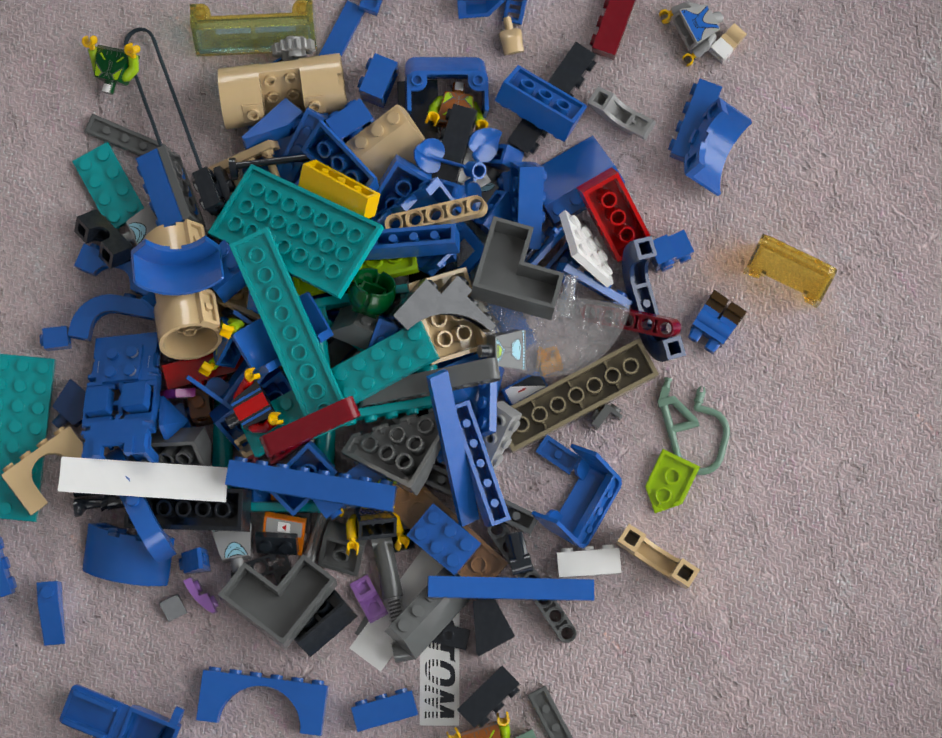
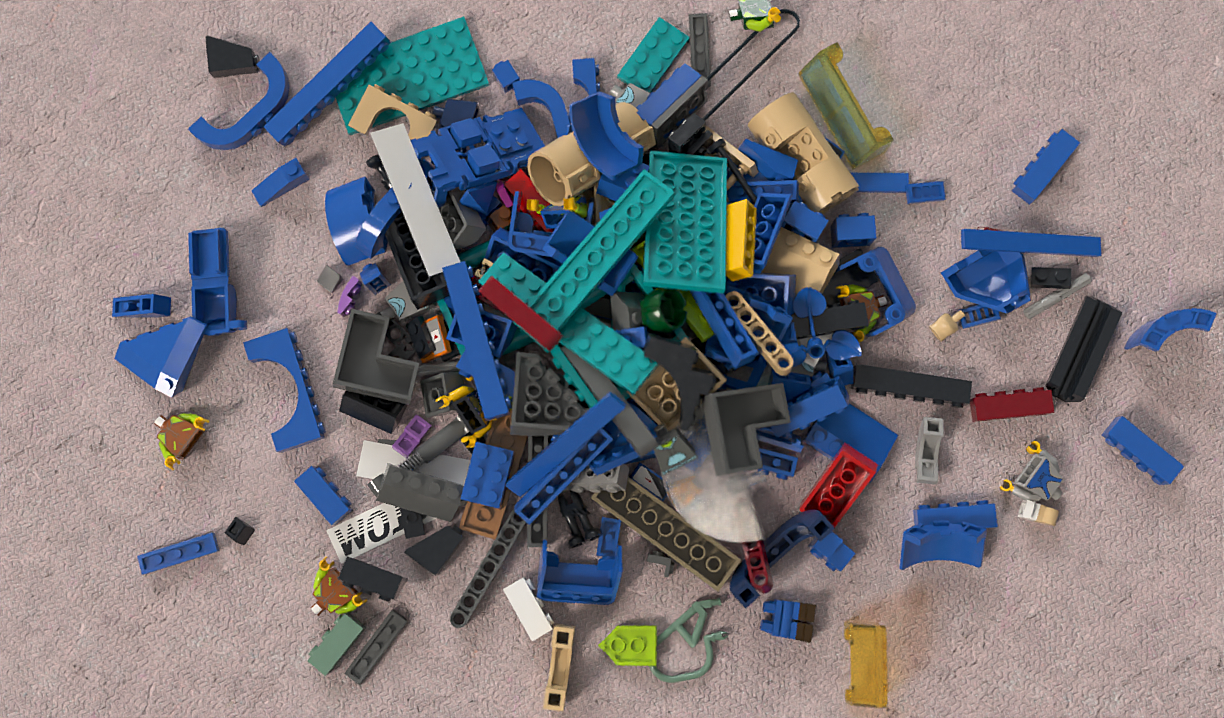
camera: 60 degrees right, 0 degrees up
(114, 246) = (613, 61): black arch -> none
(252, 406) = (517, 258): torso -> none
(293, 48) = (844, 146): light grey gear -> none
(510, 588) = (472, 552): blue tile -> none
(518, 469) = (578, 509): none -> black piece
(519, 557) = (502, 547): black piece -> none
(540, 103) = (902, 376): blue slope -> none
(586, 248) = (795, 476): white plate -> none
(587, 279) = (770, 490): plate -> none

